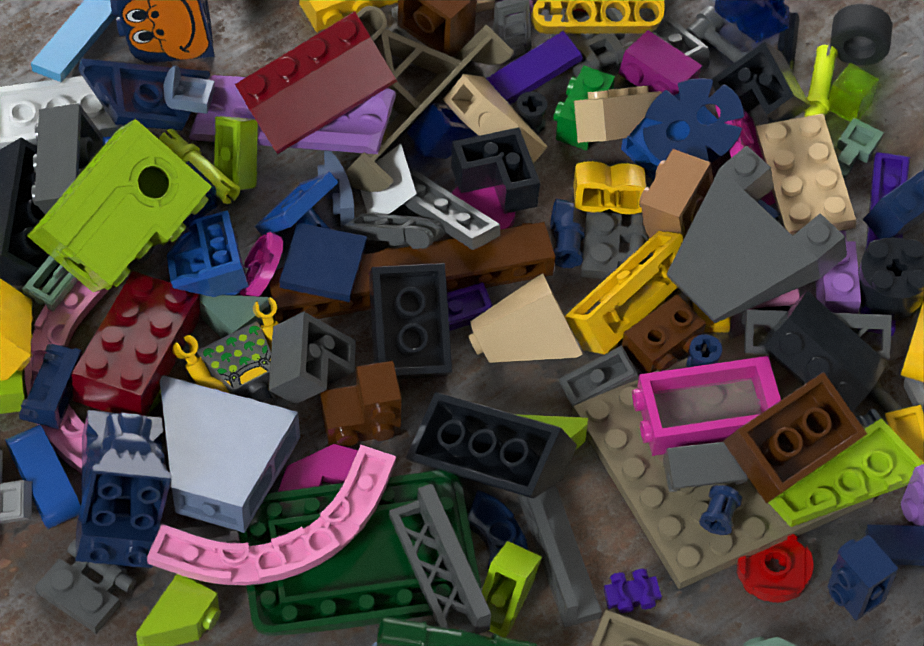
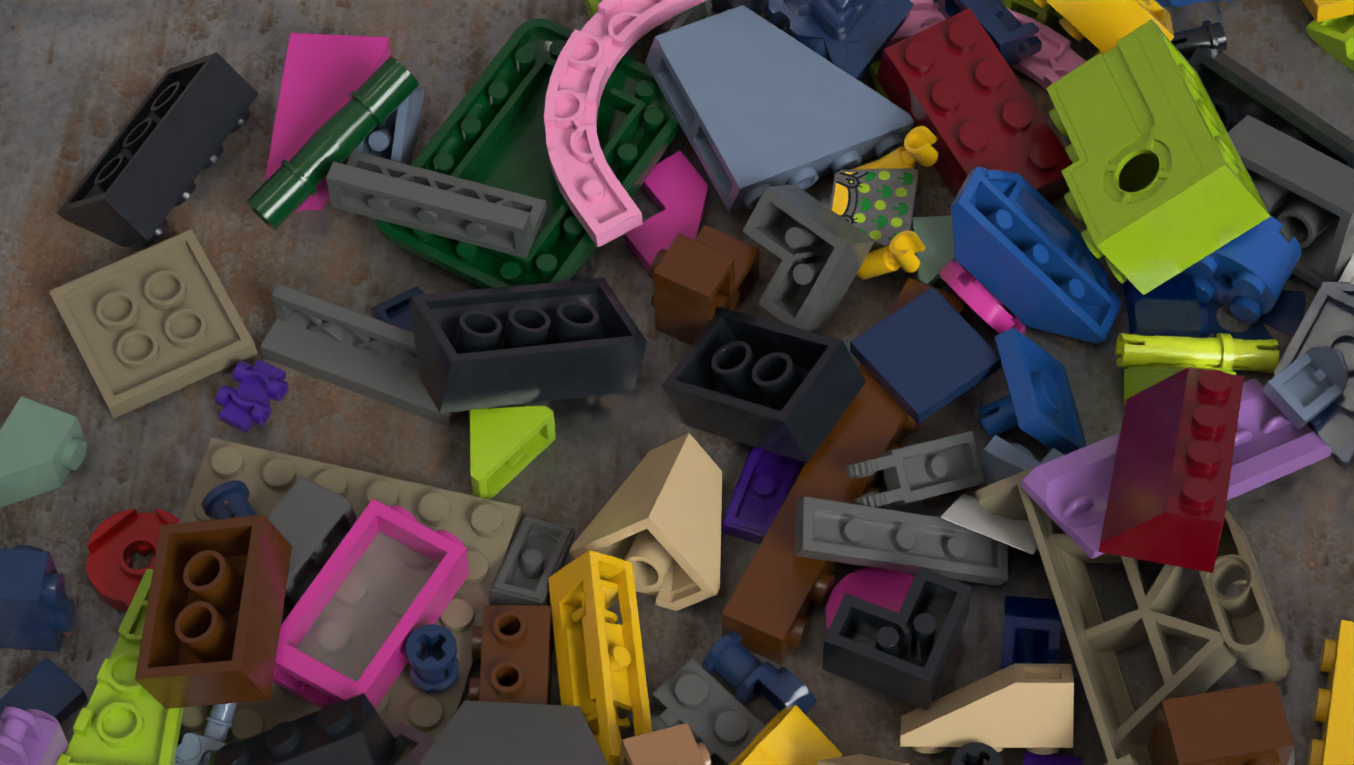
camera: 135 degrees right, 0 degrees up
(508, 585) = (368, 268): lime slope -> none

